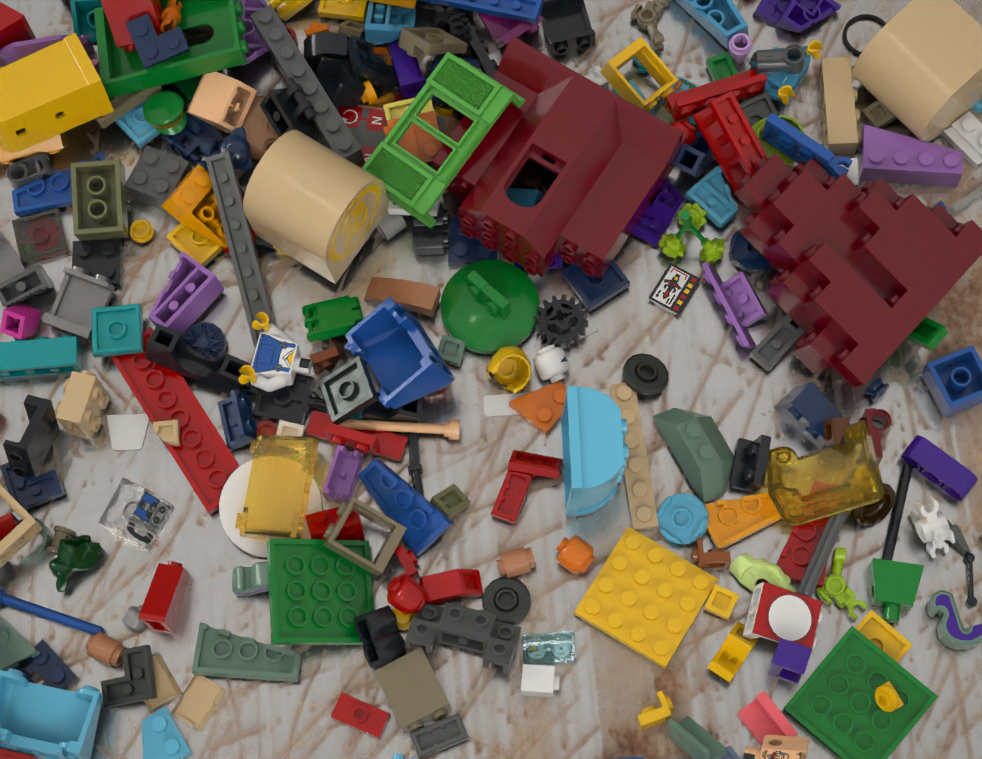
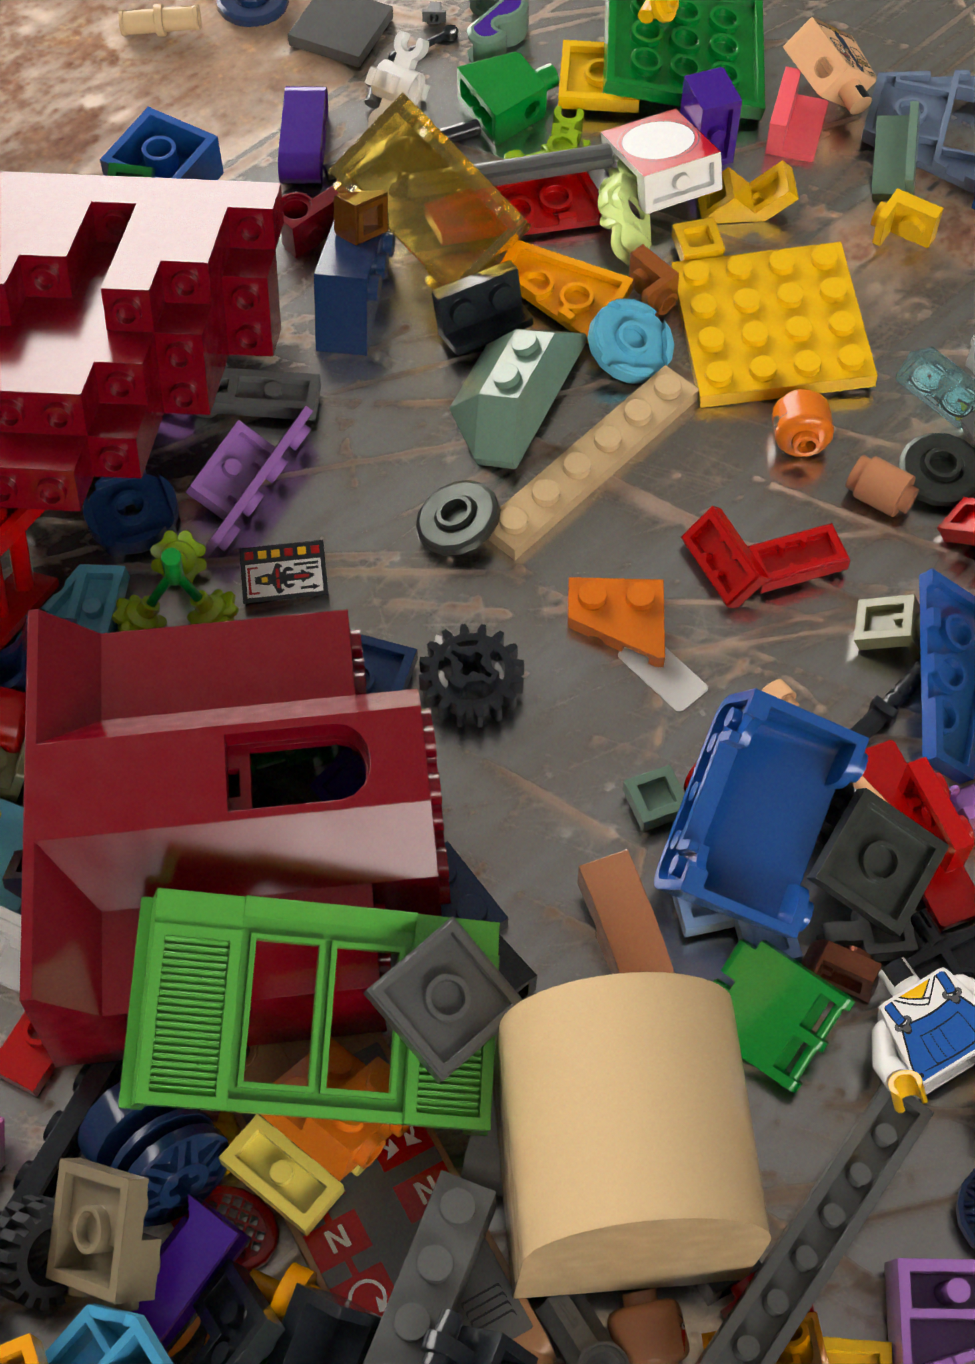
camera: 135 degrees left, 10 degrees down
(408, 175) = (444, 999): none -> dark grey tile
(489, 306) = (533, 797): green bracket -> none
(509, 368) = (612, 680): yellow piece -> none
(551, 363) = (552, 640): white head -> none
(591, 449) = (670, 443): medium azure container -> none

